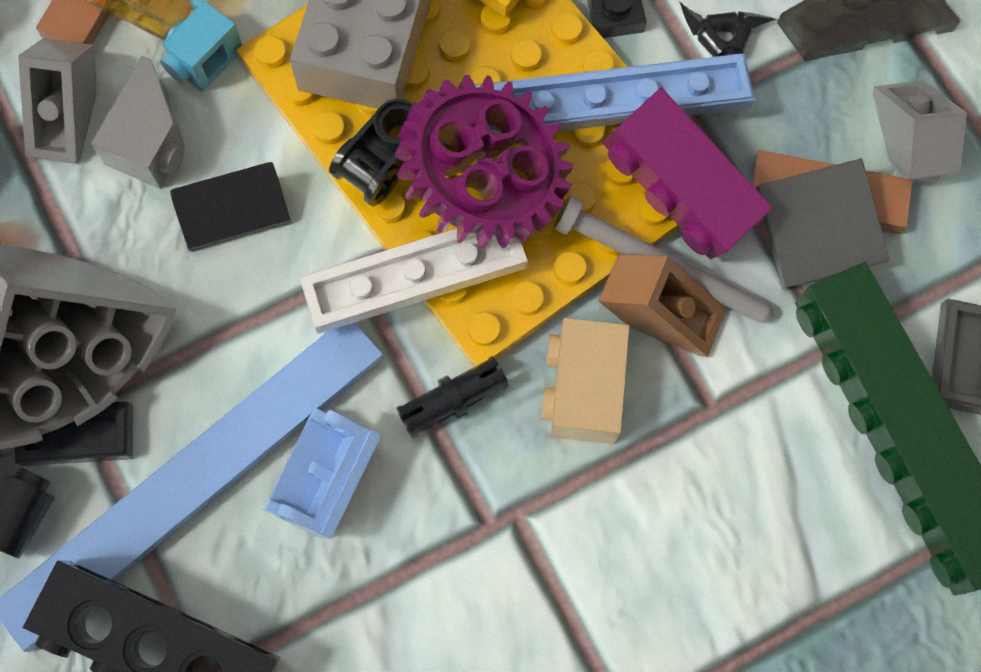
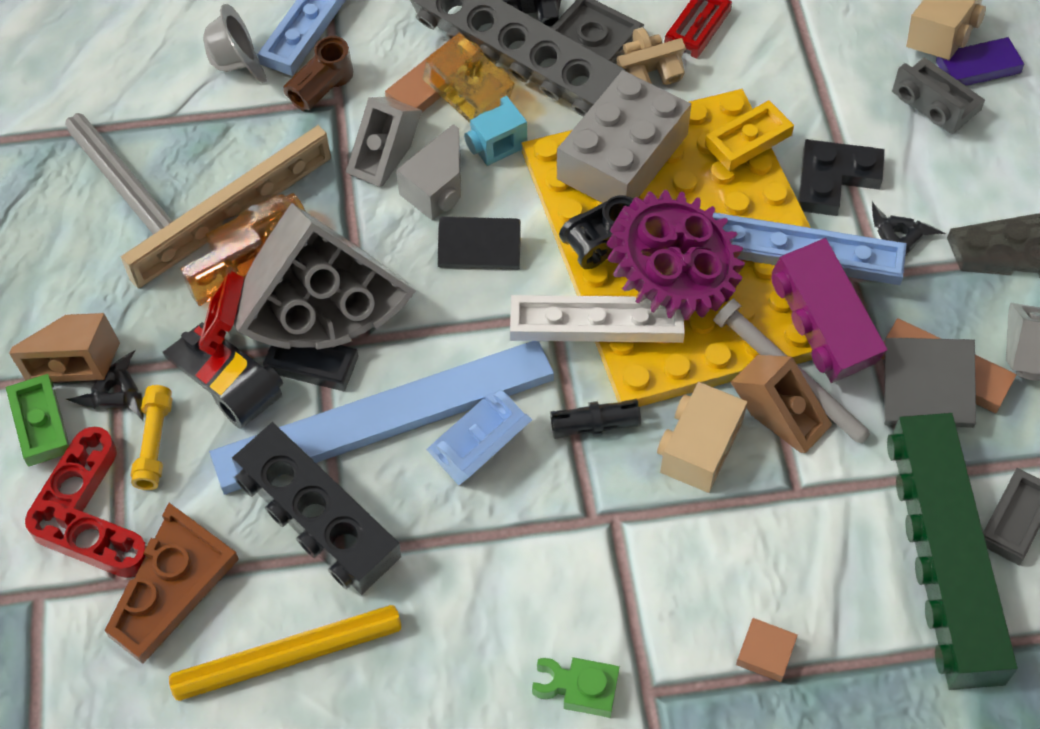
camera: 25 degrees right, 15 degrees down
(745, 624) = (766, 649): none -> nougat tile

